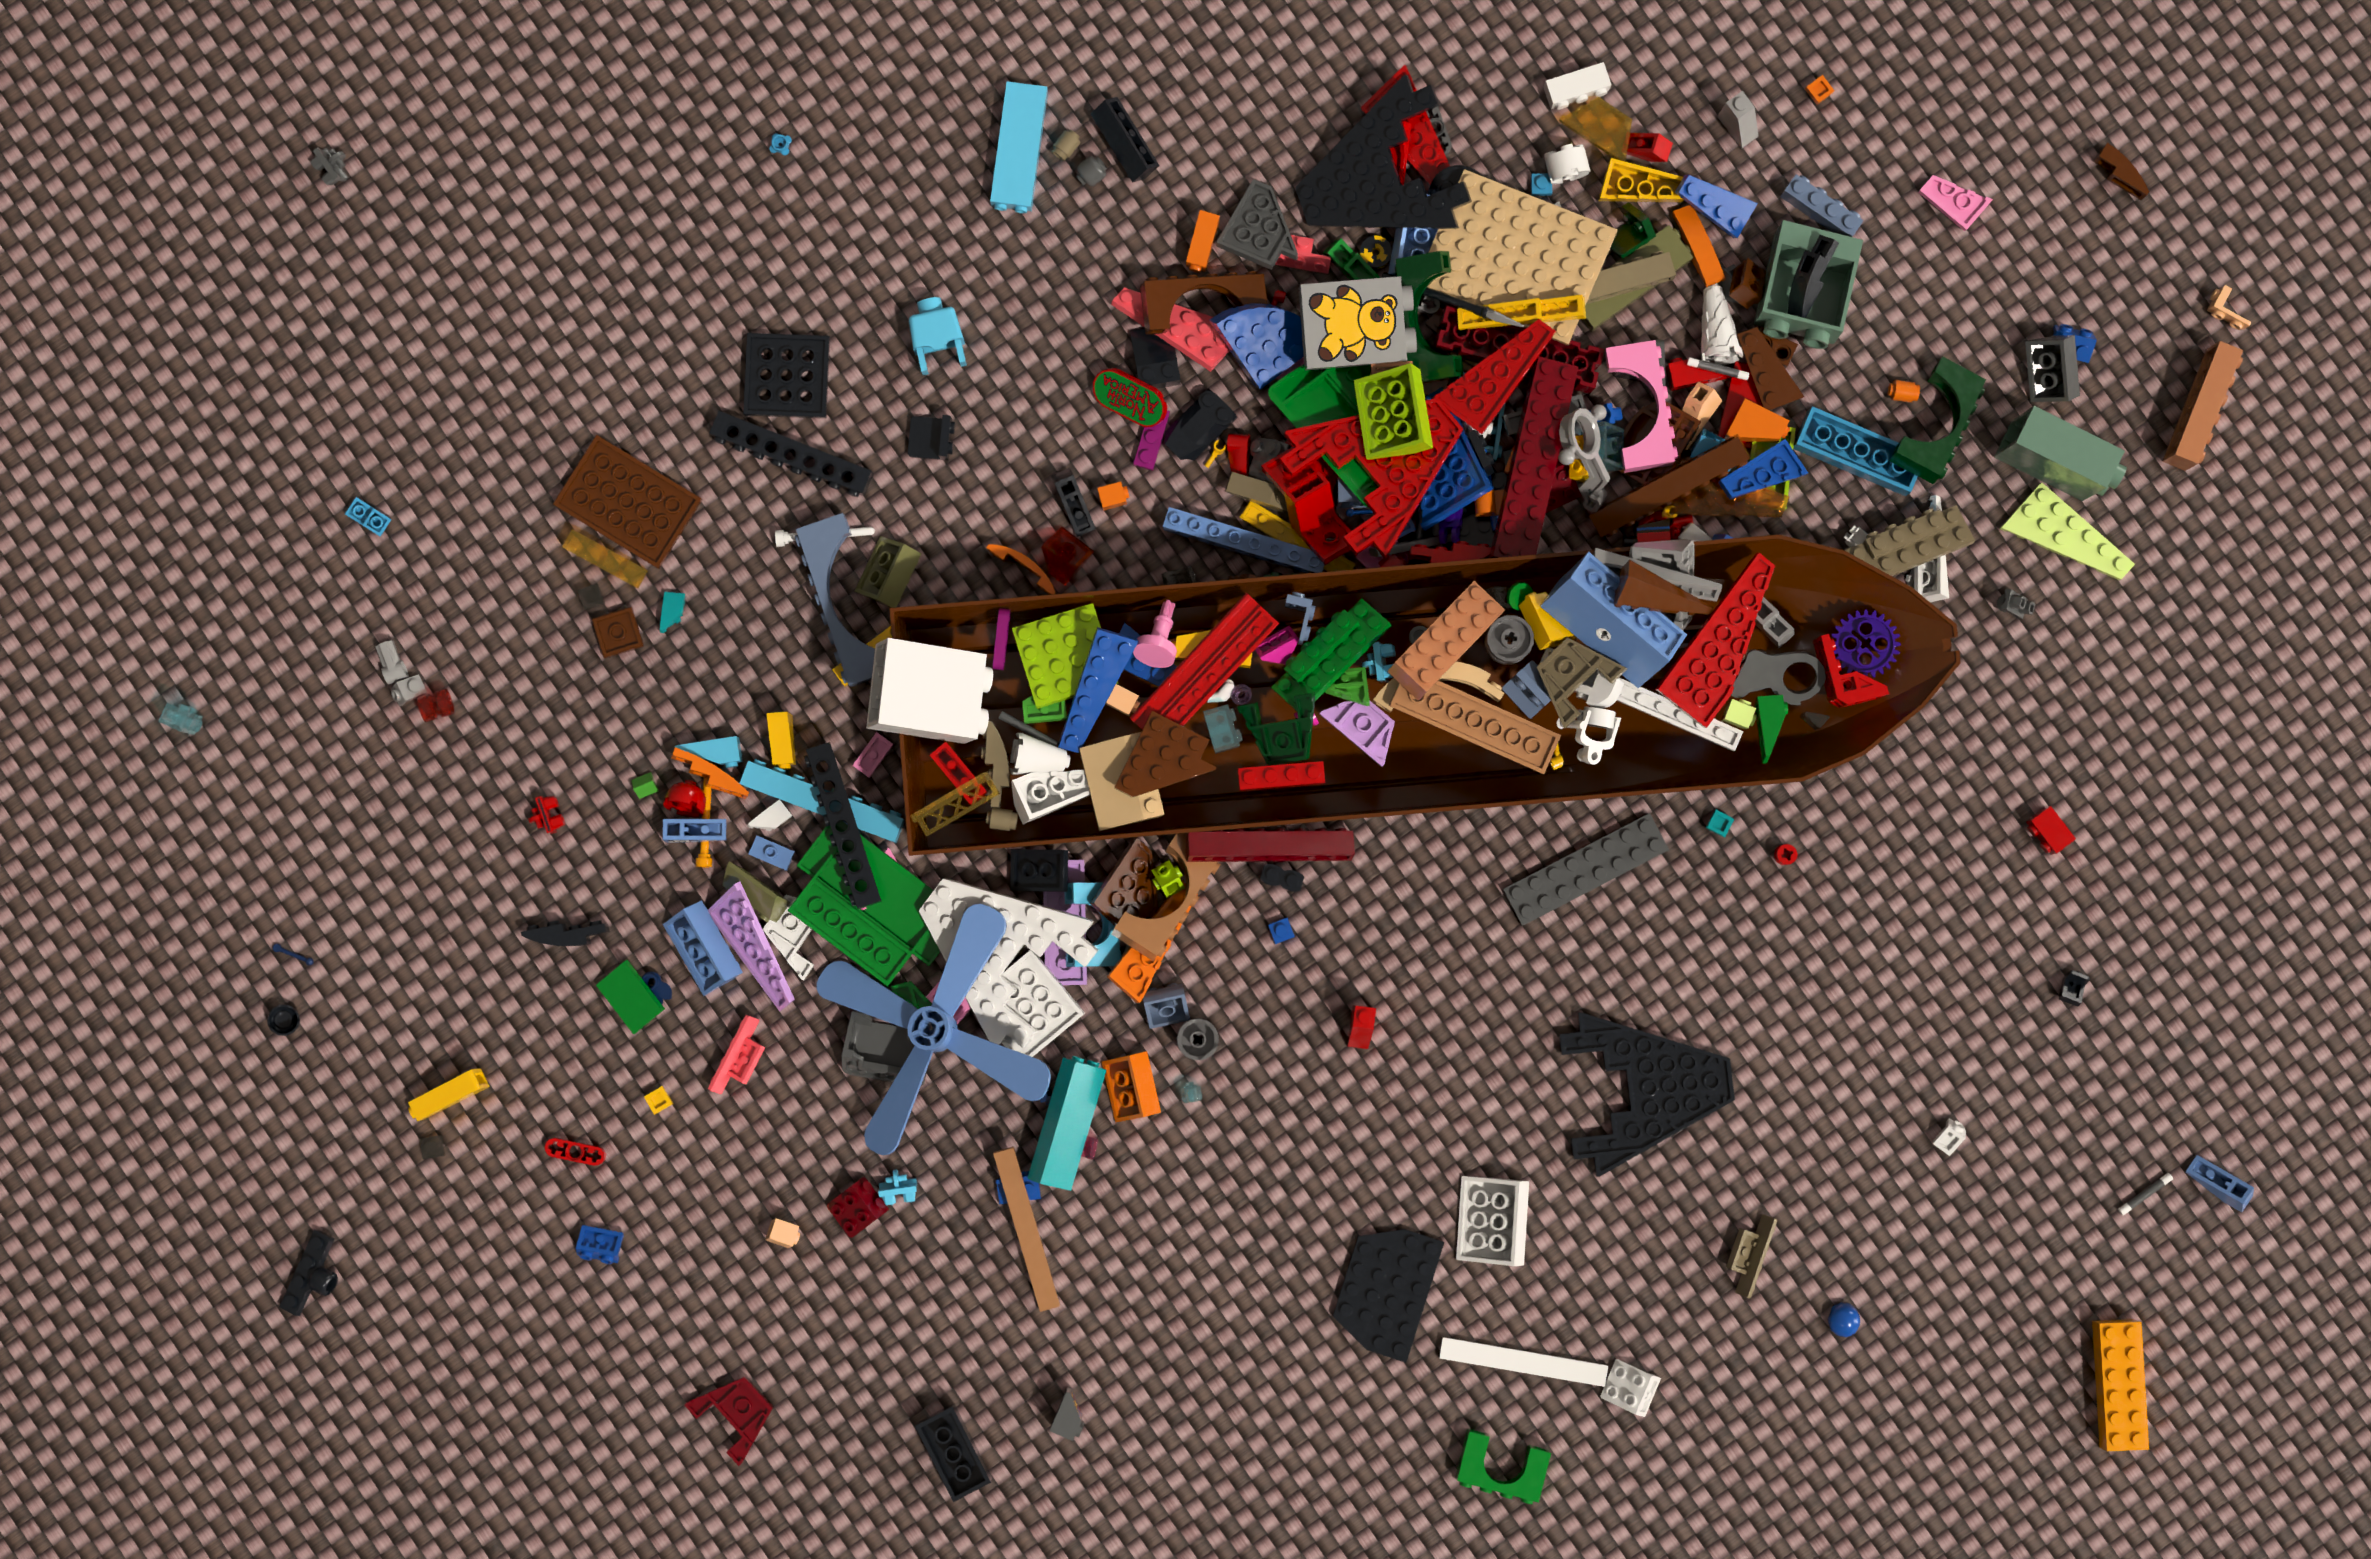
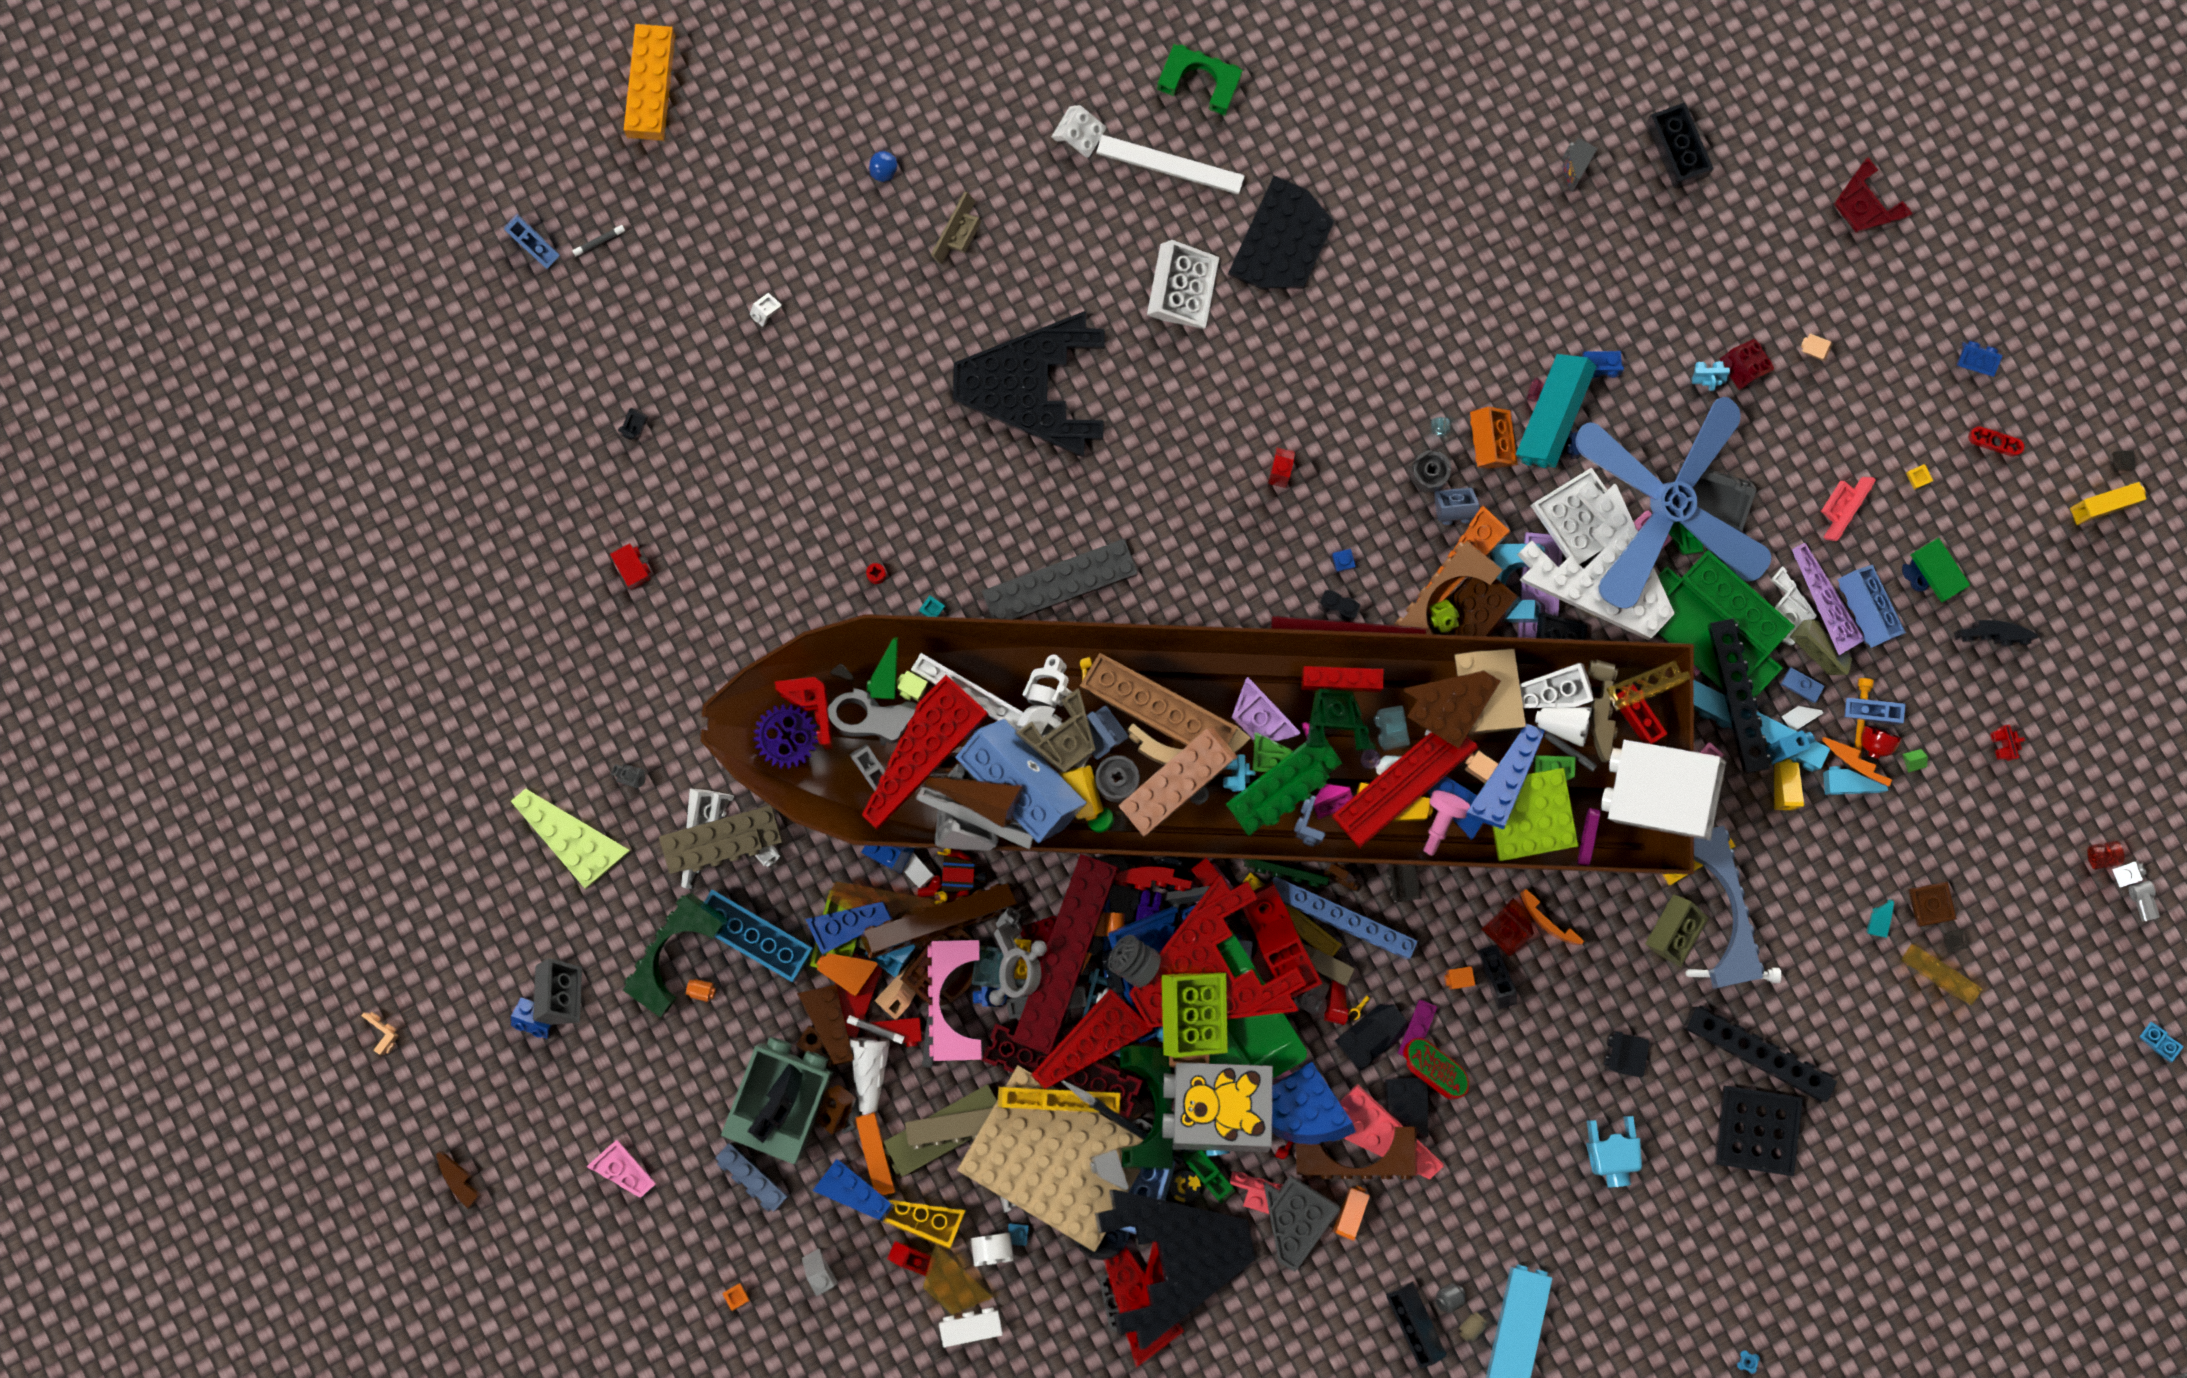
camera: 175 degrees left, 5 degrees down
(627, 501) = (1916, 1027): reddish brown plate -> none
(791, 774) = (1789, 746): none -> dark azure torso
(1026, 1229) = (1599, 325): medium nougat tile -> none
(1461, 250) = (1108, 1167): none -> light grey slope
(1463, 459) = (1134, 961): none -> dark grey wheel
(1634, 233) = (940, 1171): dark green bracket -> none
(2061, 454) = (565, 905): sand green brick -> none
(2203, 406) = (421, 940): nougat brick -> none

